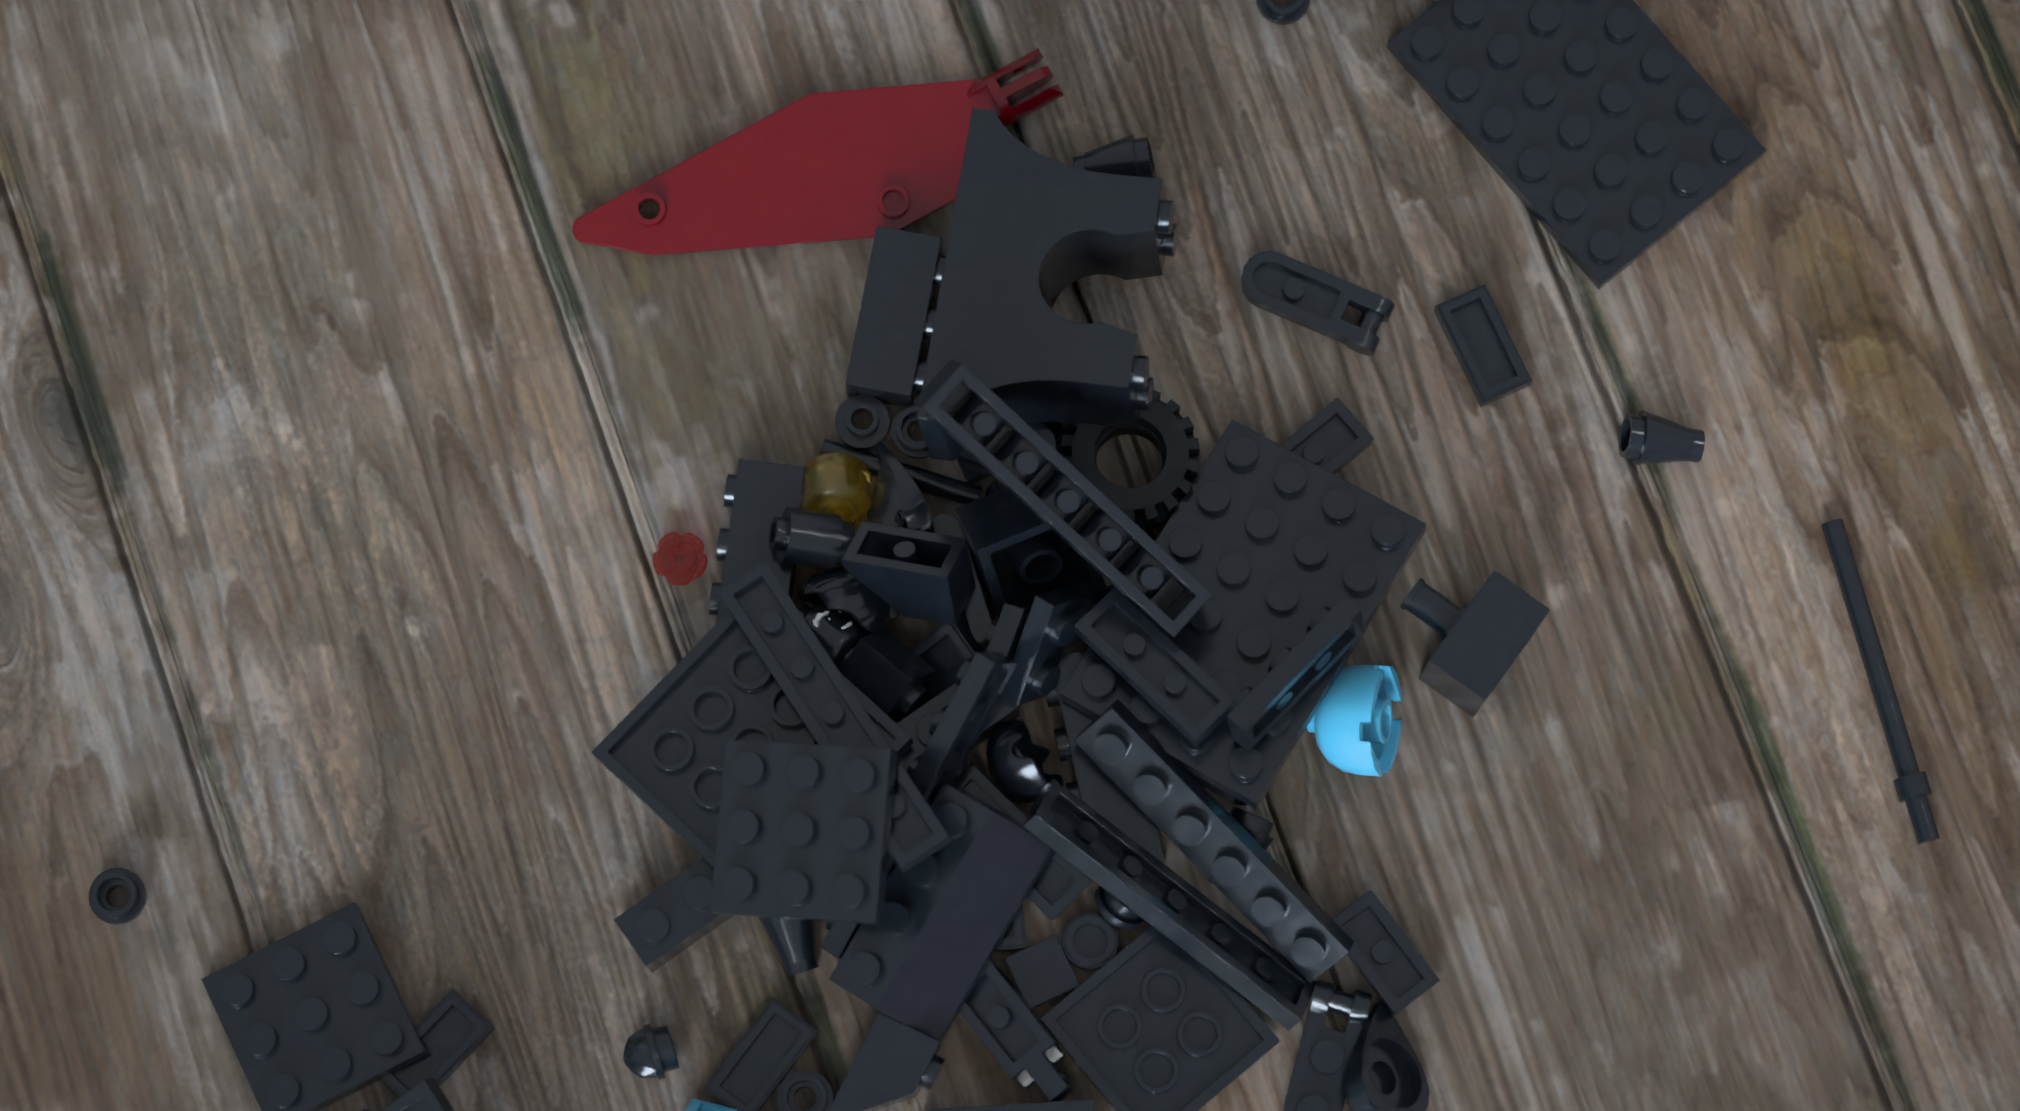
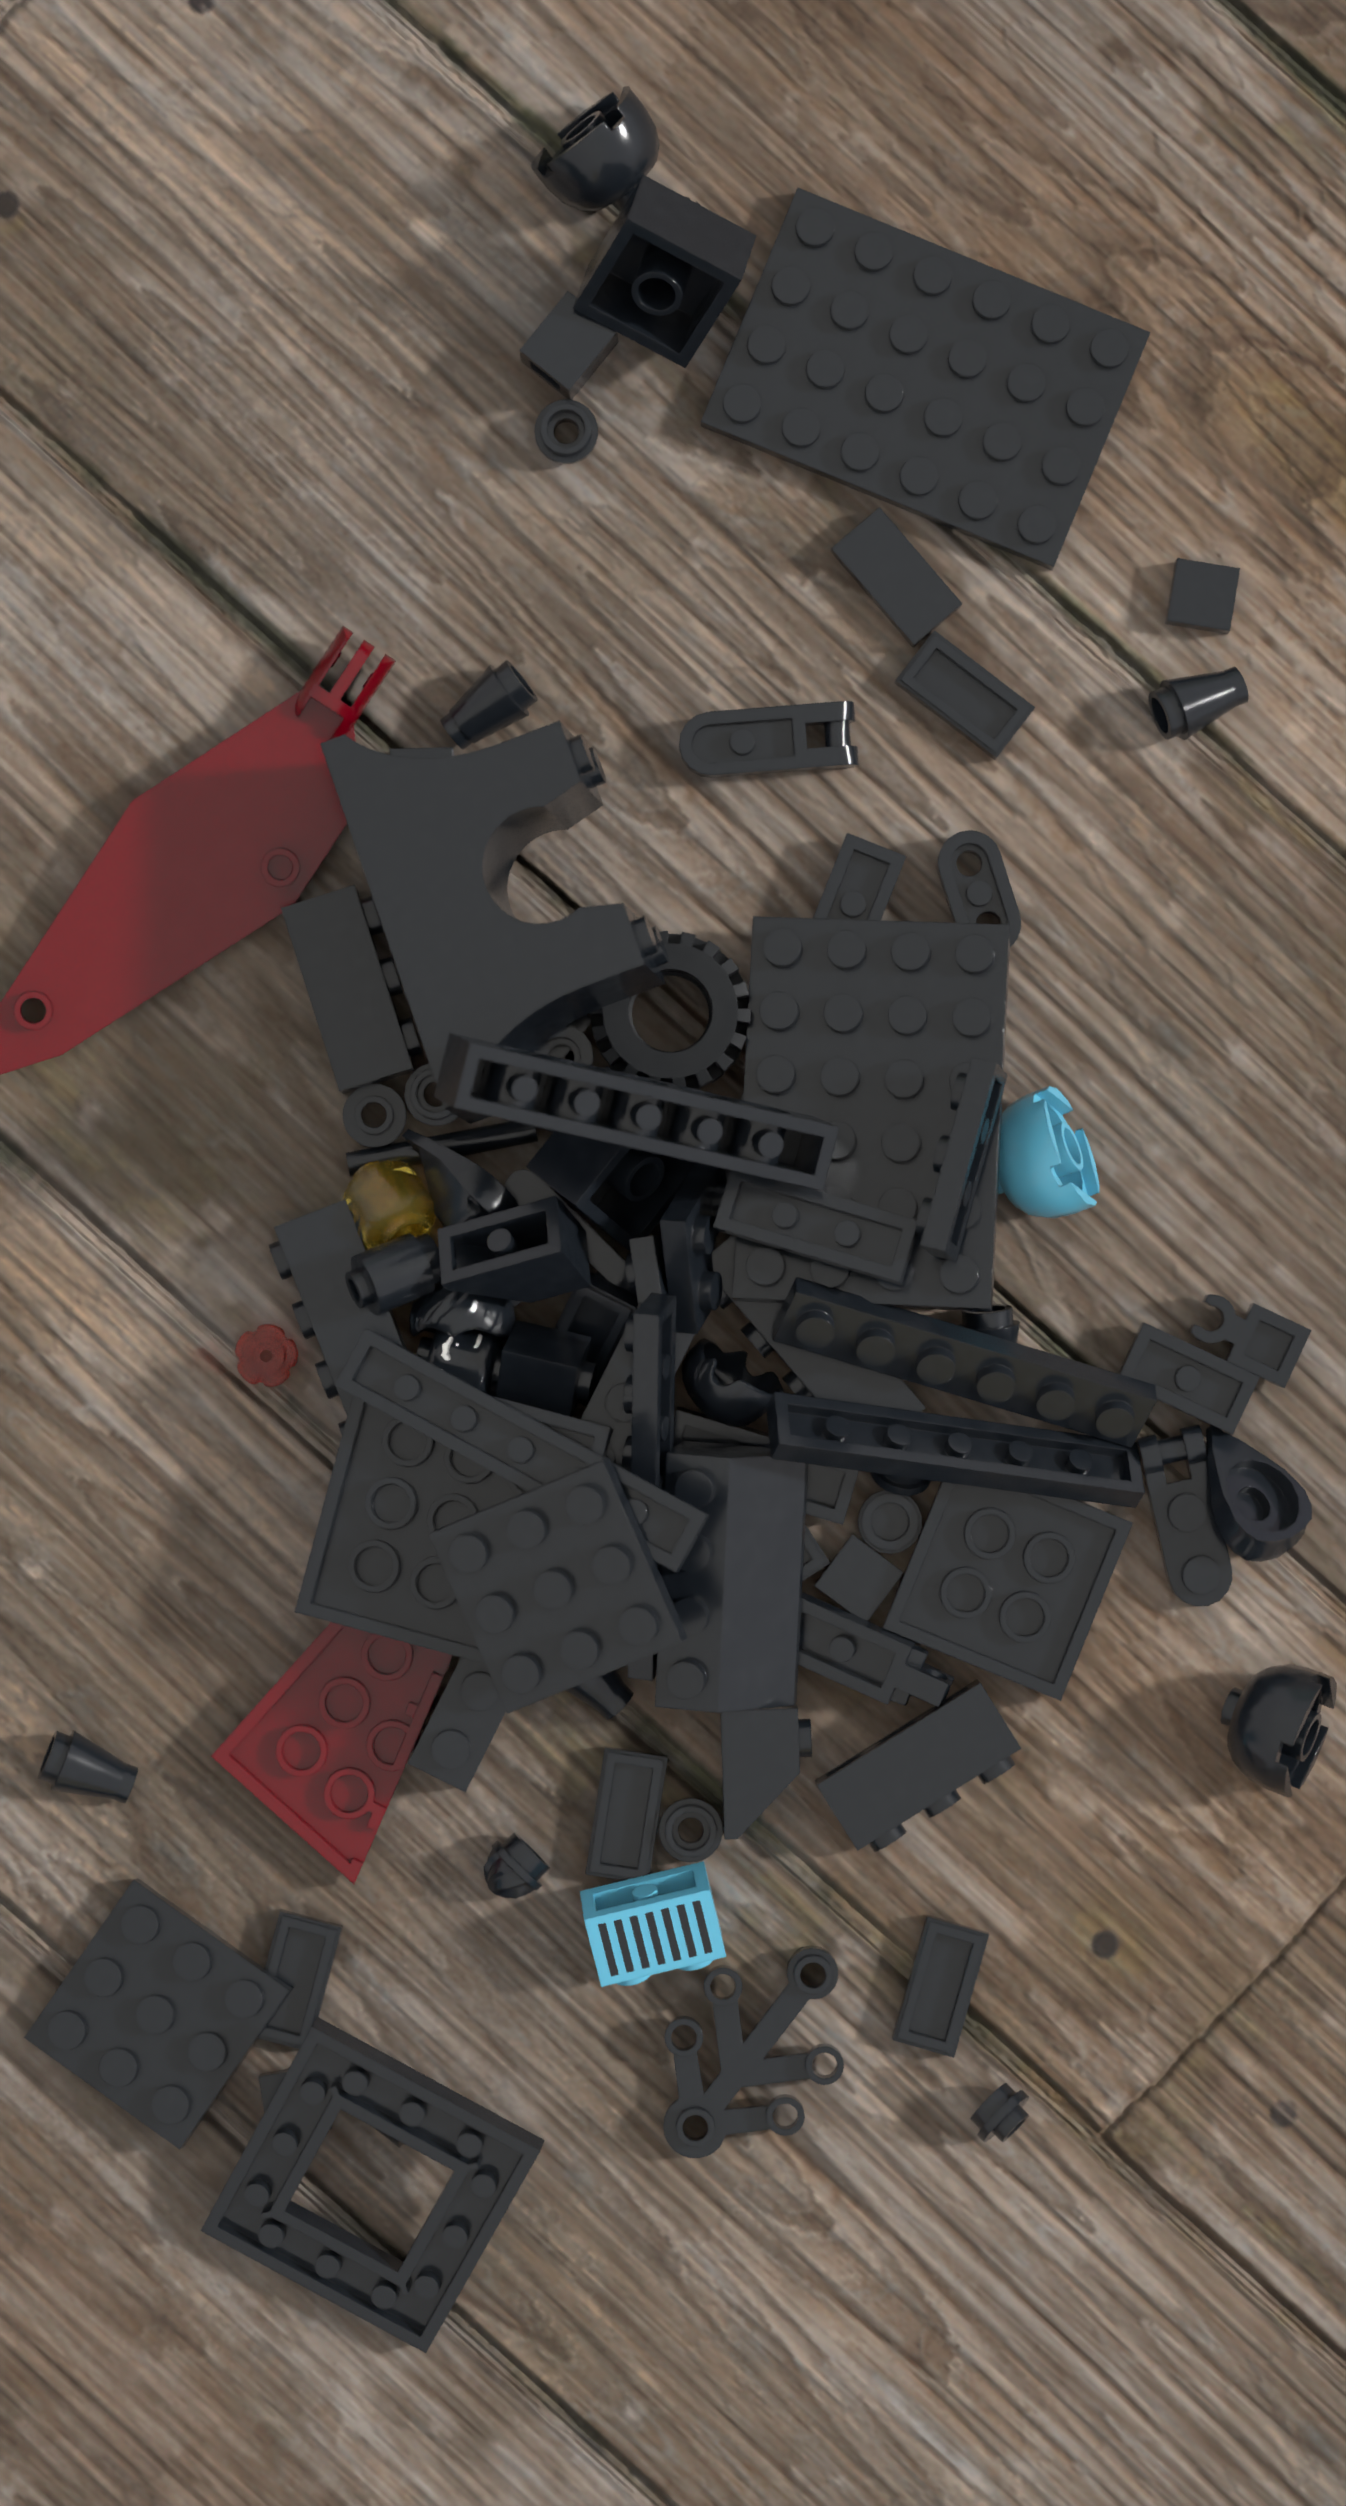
camera: 30 degrees left, 10 degrees up
(366, 797) = (84, 1768): none -> black cone
(571, 872) = (337, 1738): none -> dark red wing
(1419, 498) = (982, 893): none -> black plate
(1454, 954) = (1260, 1341): none -> black plate
(1475, 639) = (1121, 1013): black brick -> none
(1476, 231) = (896, 577): none -> black tile
(1704, 366) = (1202, 596): none -> black tile

